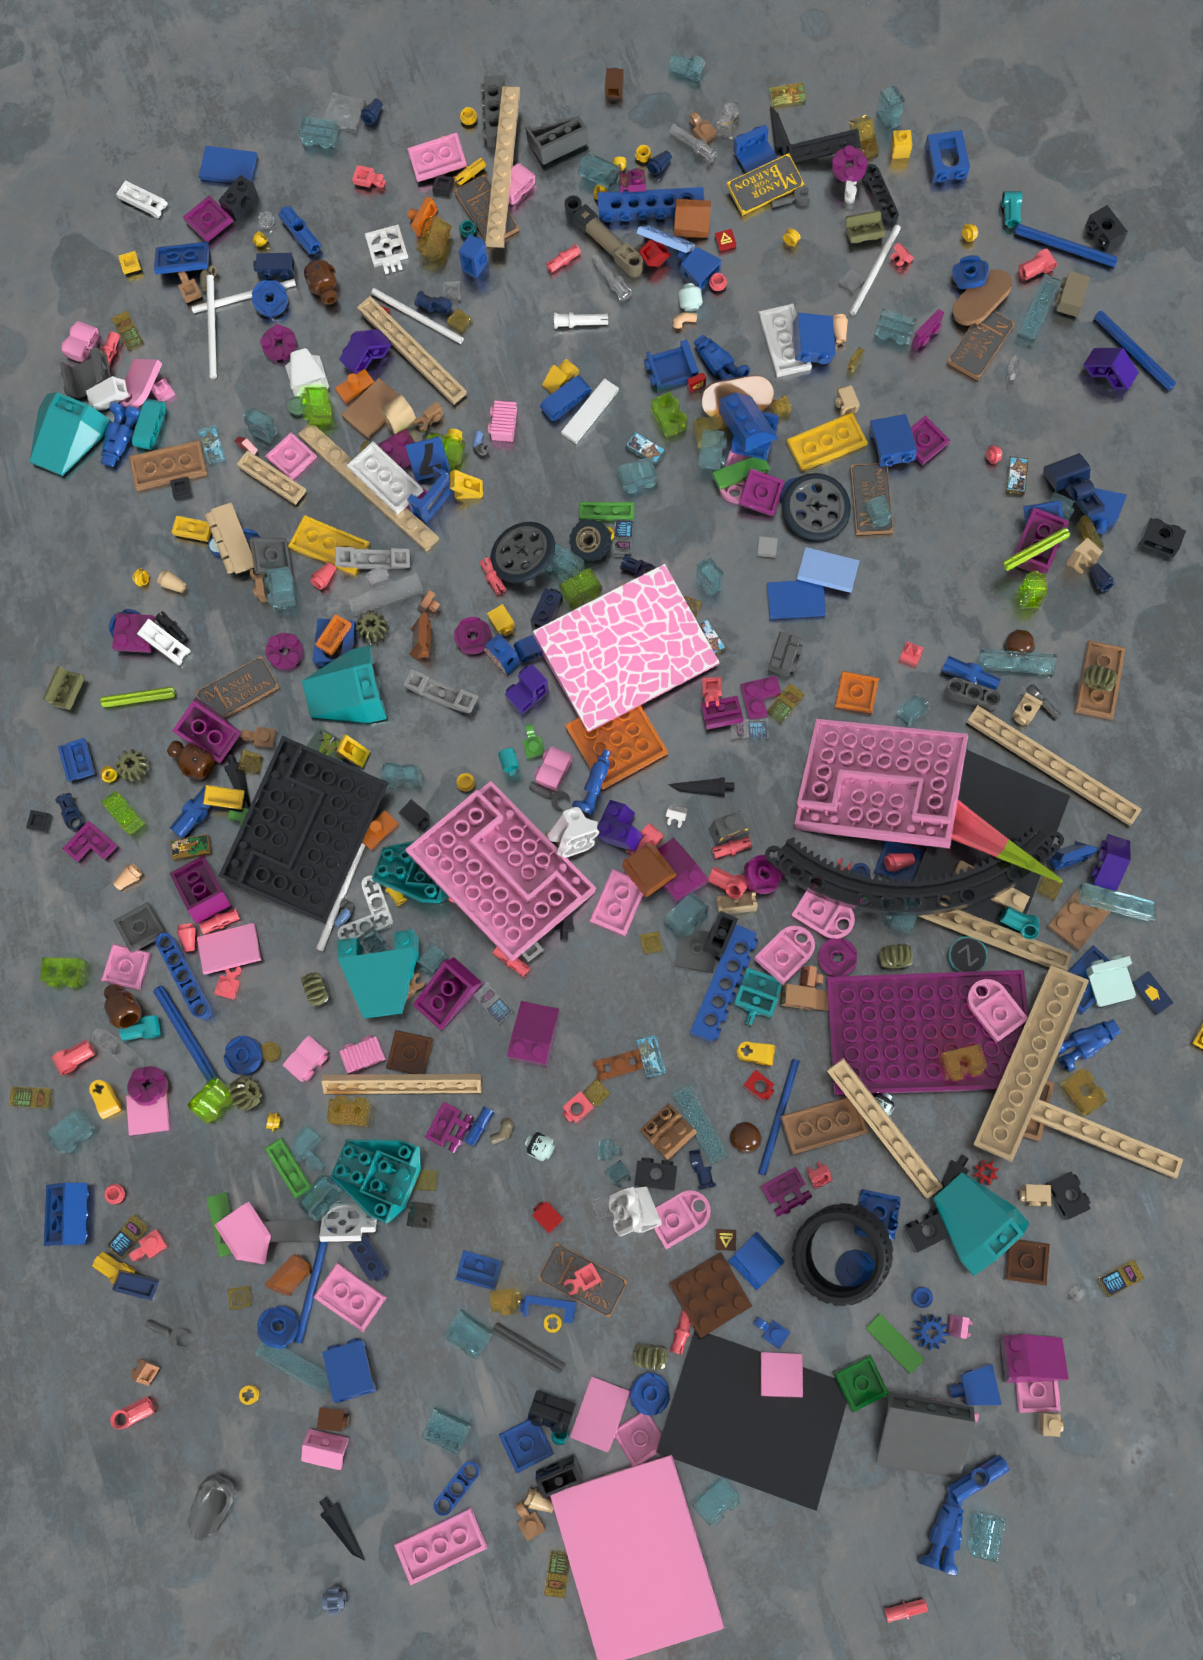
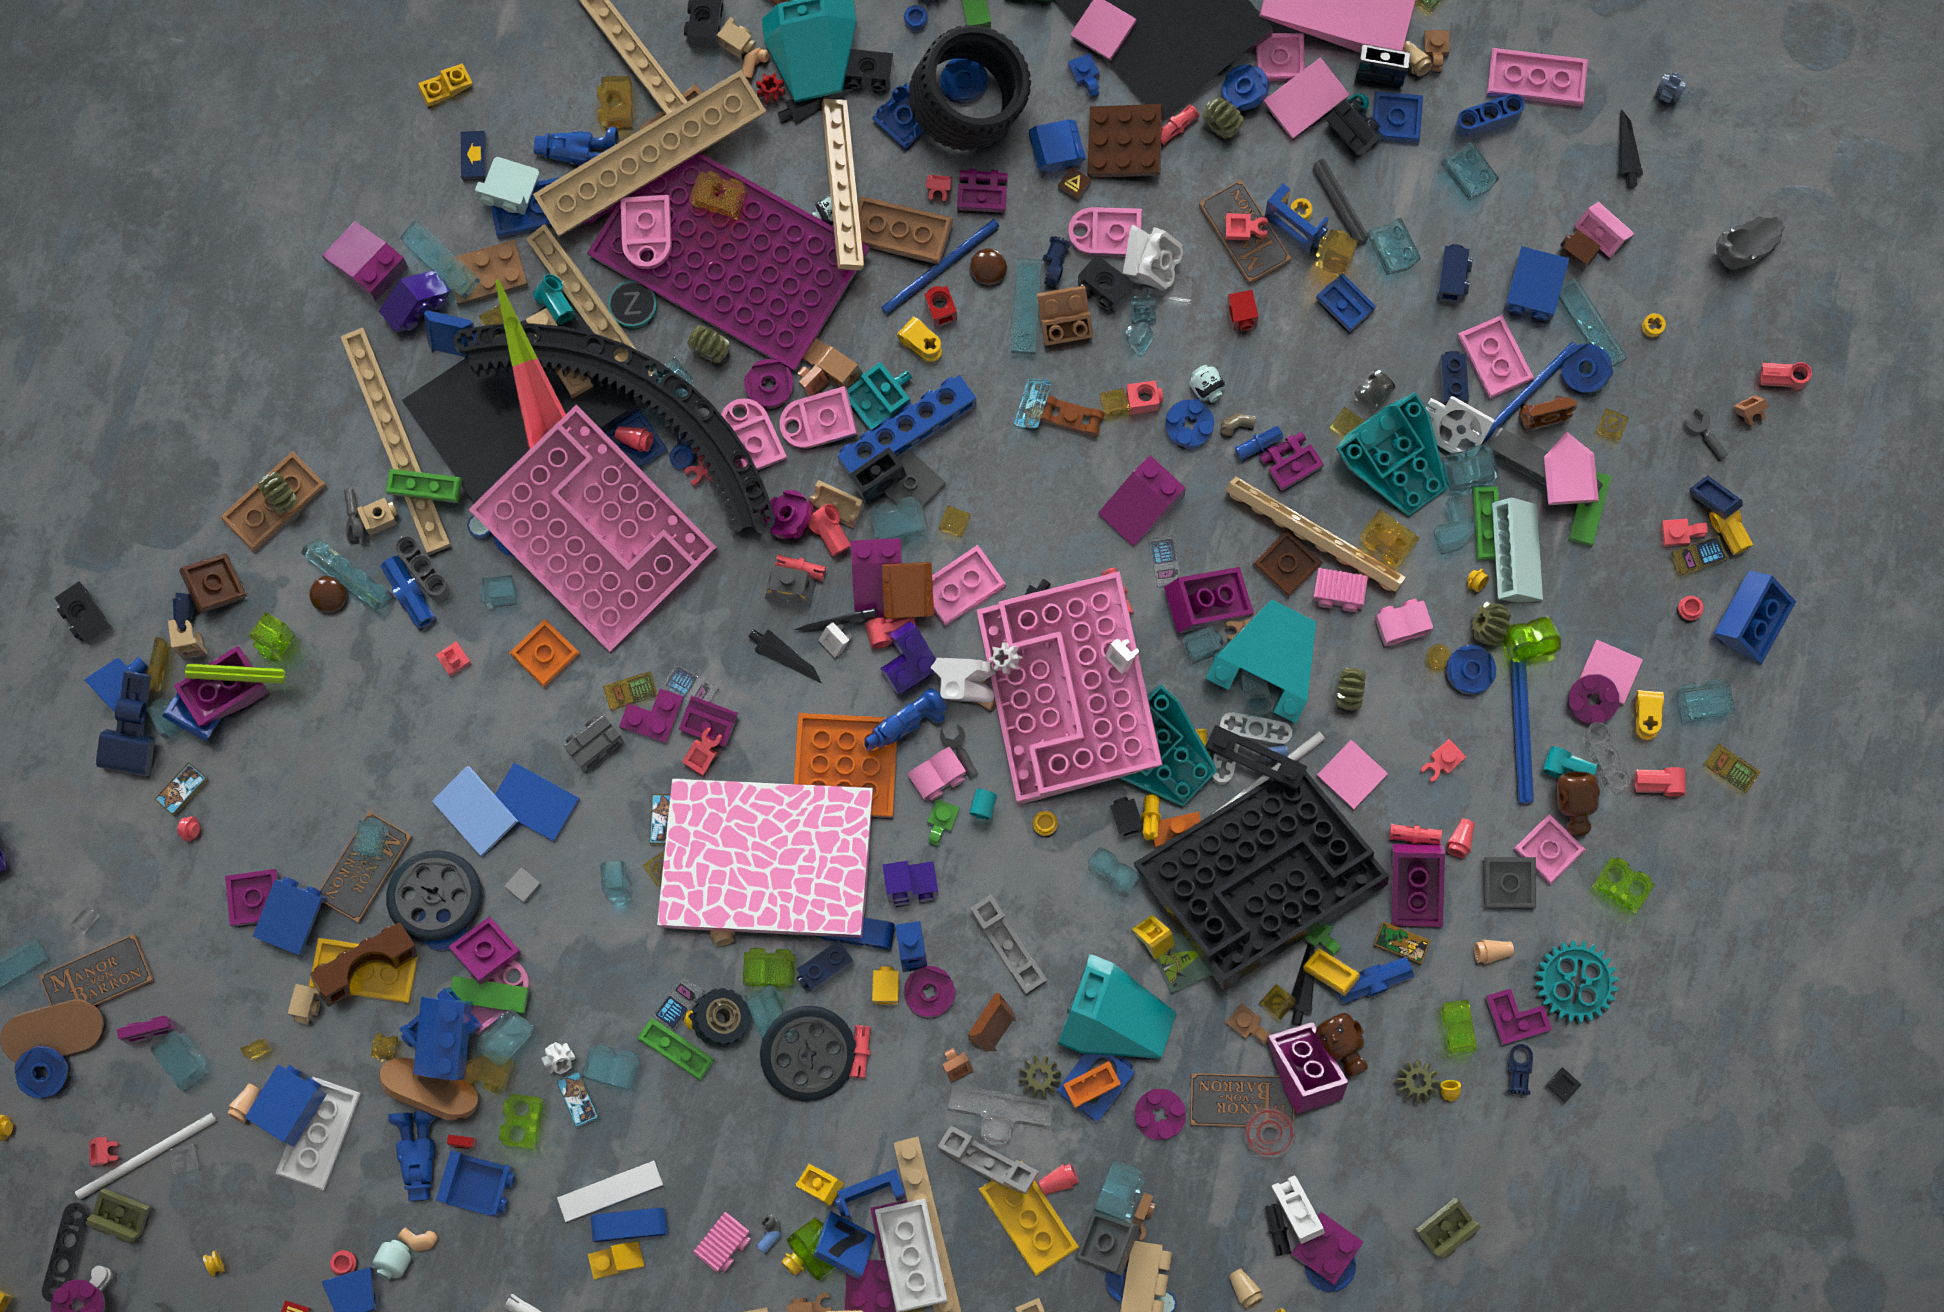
camera: 150 degrees left, 0 degrees up
(76, 760) = (1479, 1130): blue plate -> none
(78, 882) = (1599, 987): none -> teal gear
(138, 696) = (1365, 1167): lime axle -> none
(190, 982) = (1494, 784): blue beam -> none
(212, 686) = (1267, 1118): none -> clear tile
(229, 948) = (1422, 796): bright pink tile -> none
(255, 1158) = (1517, 550): none -> light aqua brick
(284, 936) = (1352, 775): none -> bright pink tile
(324, 906) = (1289, 772): none -> black container
(397, 823) = (1151, 817): none -> yellow axle
(414, 1342) = (1453, 273): none -> dark blue brick
(474, 900) = (1120, 655): none -> white tile
(537, 1121) = (1177, 417): none -> blue plate
(554, 861) = (1002, 652): none -> white gear
(635, 566) = (685, 951): dark blue connector -> none
(672, 460) = (558, 1058): none -> white gear
(676, 831) = (861, 615): none -> black bar
(836, 416) = (389, 947): none -> reddish brown arch
(1011, 743) = (423, 485): none -> bright green tile
(1014, 1187) = (753, 58): none -> light nougat arm
(1096, 603) = (212, 583): none -> reddish brown tile
(1166, 871) = (366, 260): none -> magenta slope

